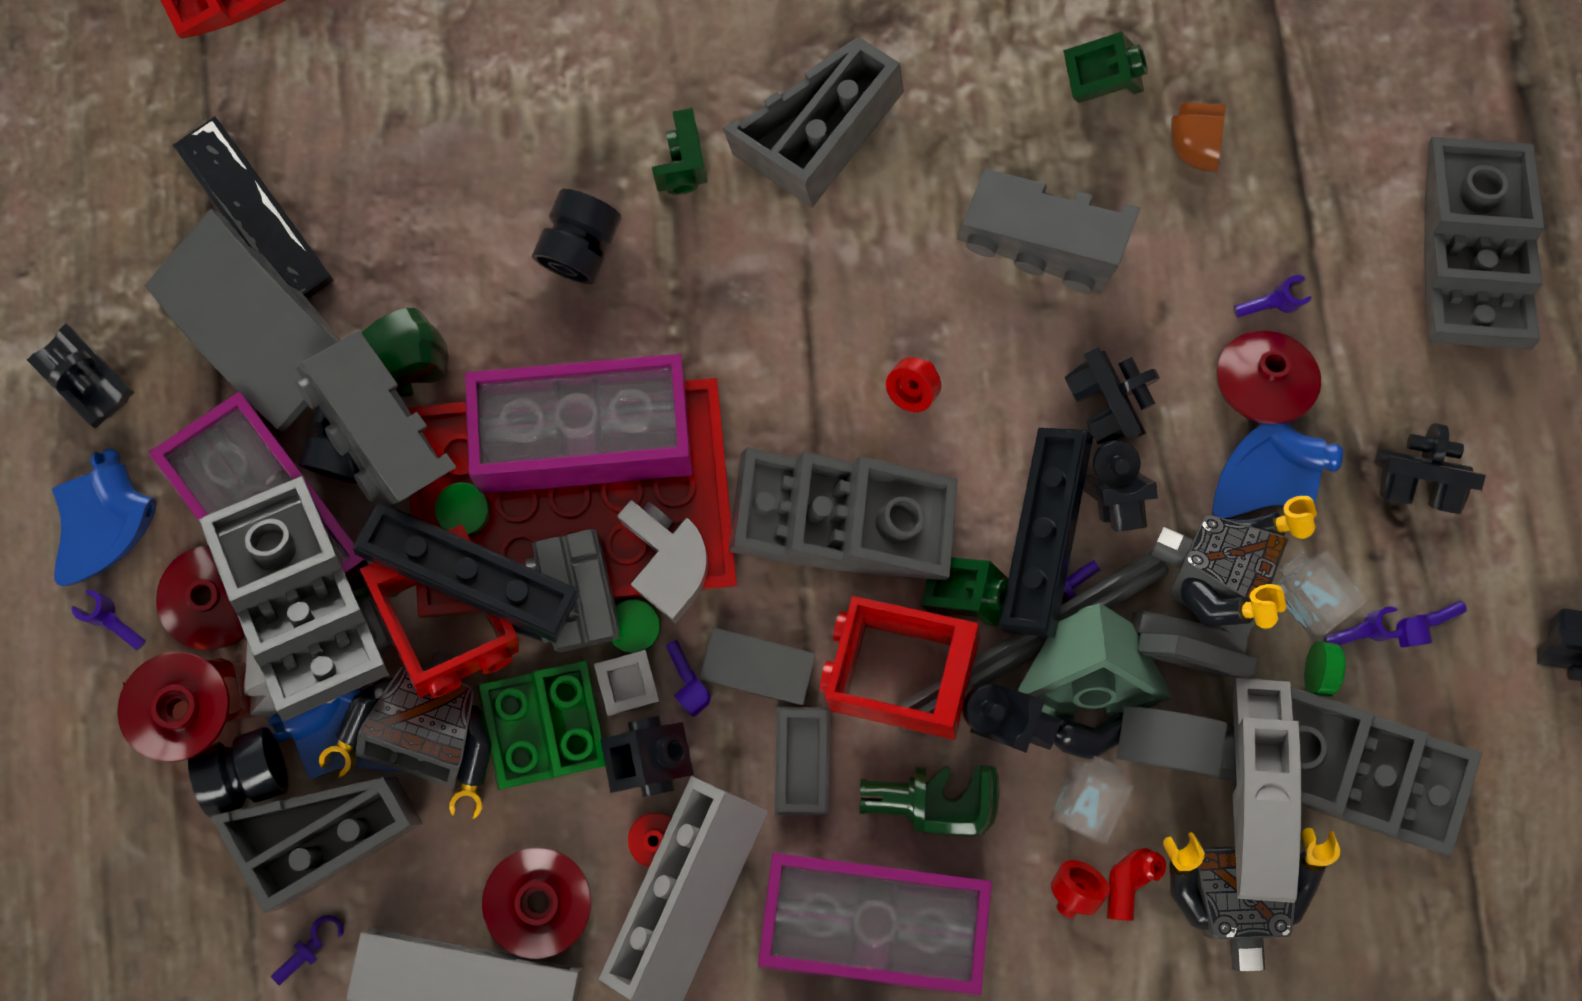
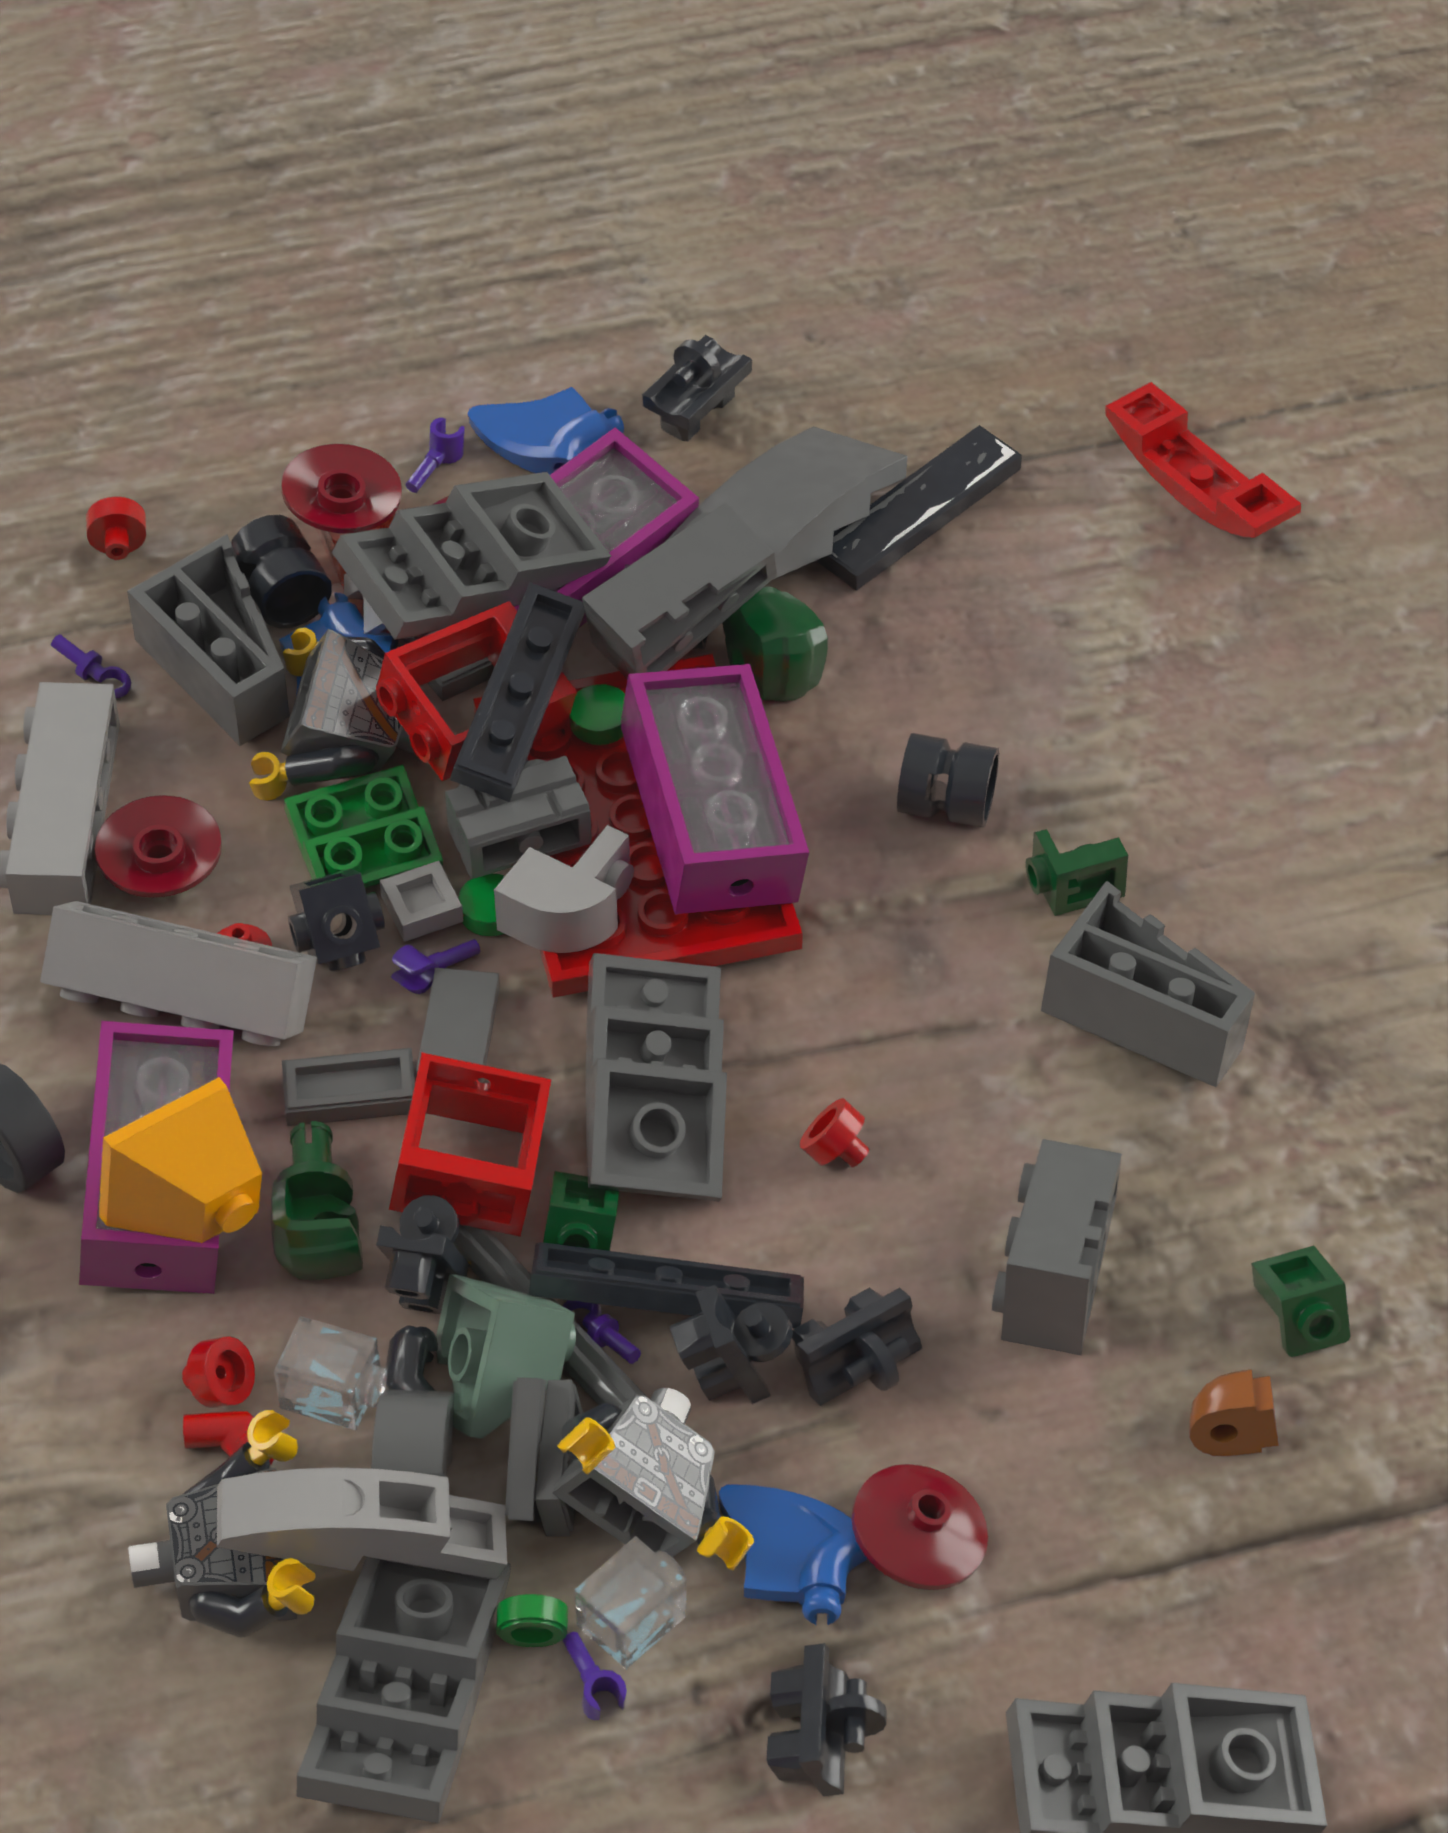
camera: 85 degrees right, 30 degrees down
(151, 917) = (116, 526): none -> red tile
(955, 903) = (182, 1169): none -> light orange slope
(1279, 298) = (1031, 1529): dark purple hand -> none
(1417, 627) = (602, 1733): dark purple hand -> none

